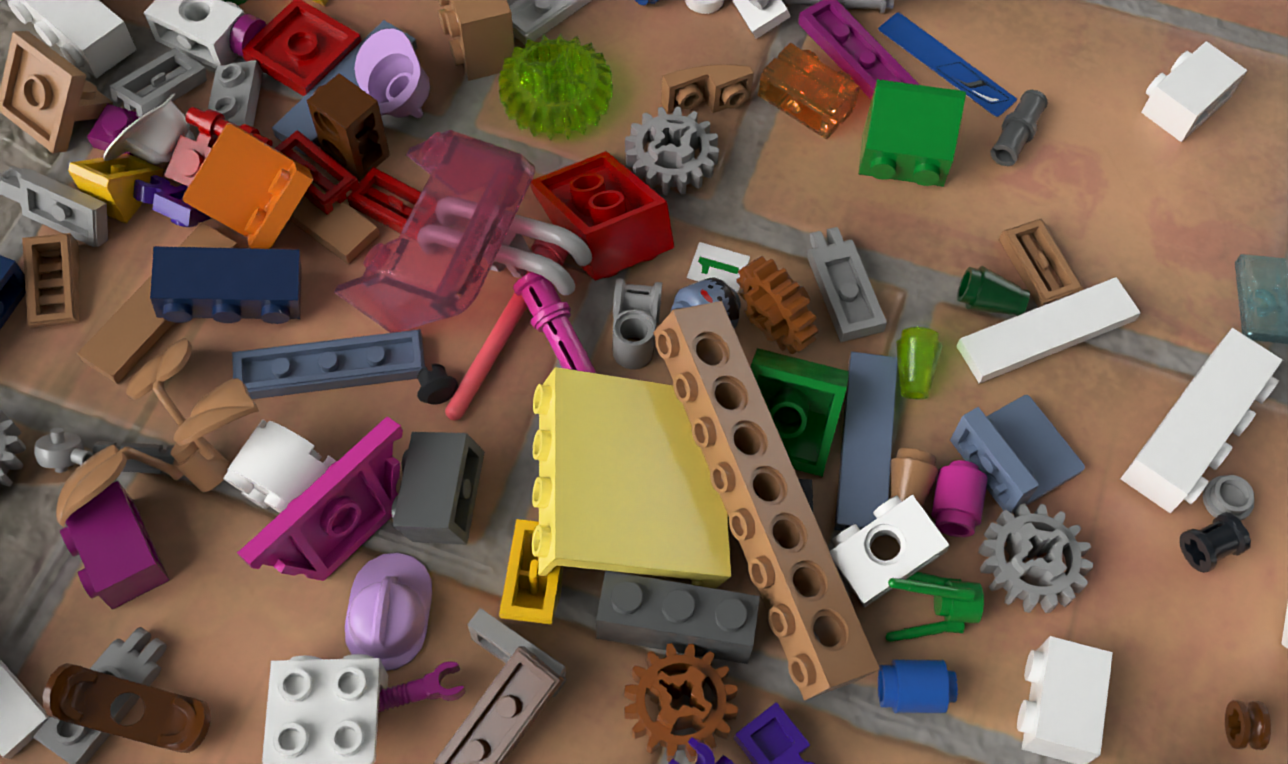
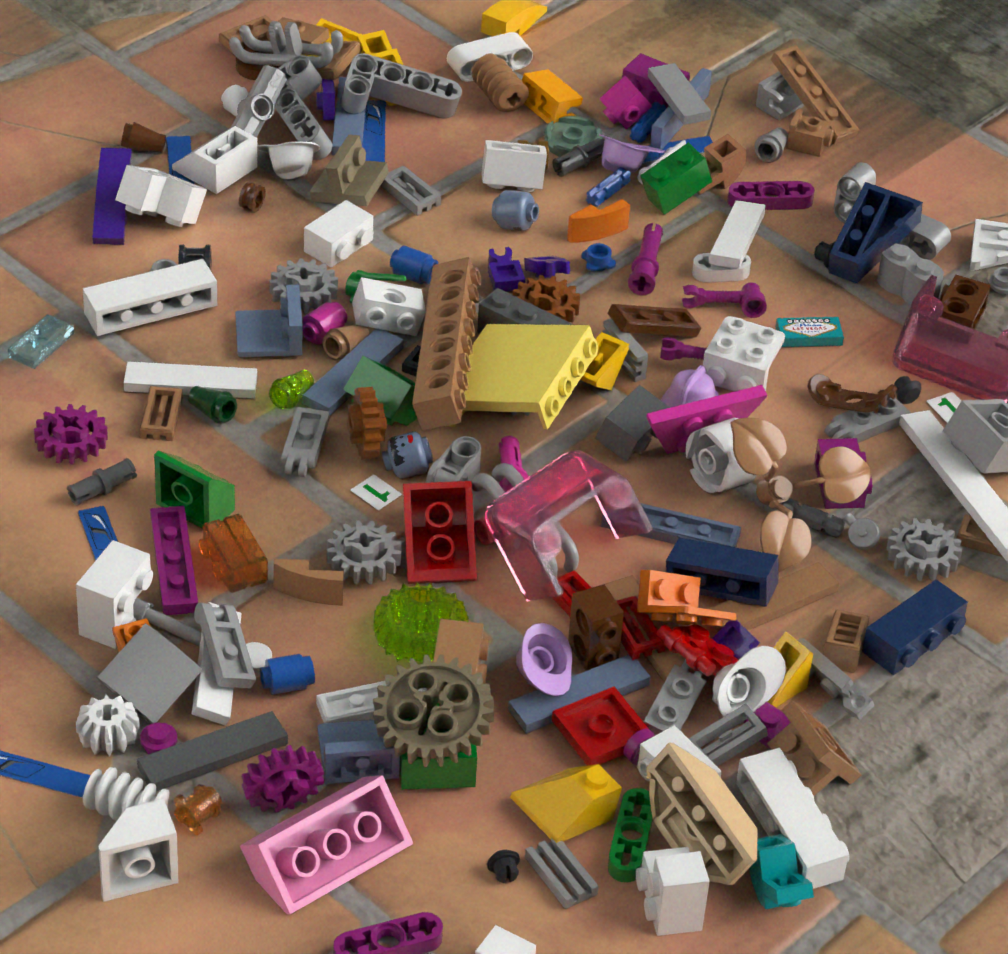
camera: 155 degrees left, 20 degrees down
(1105, 169) = (70, 434): none -> magenta gear

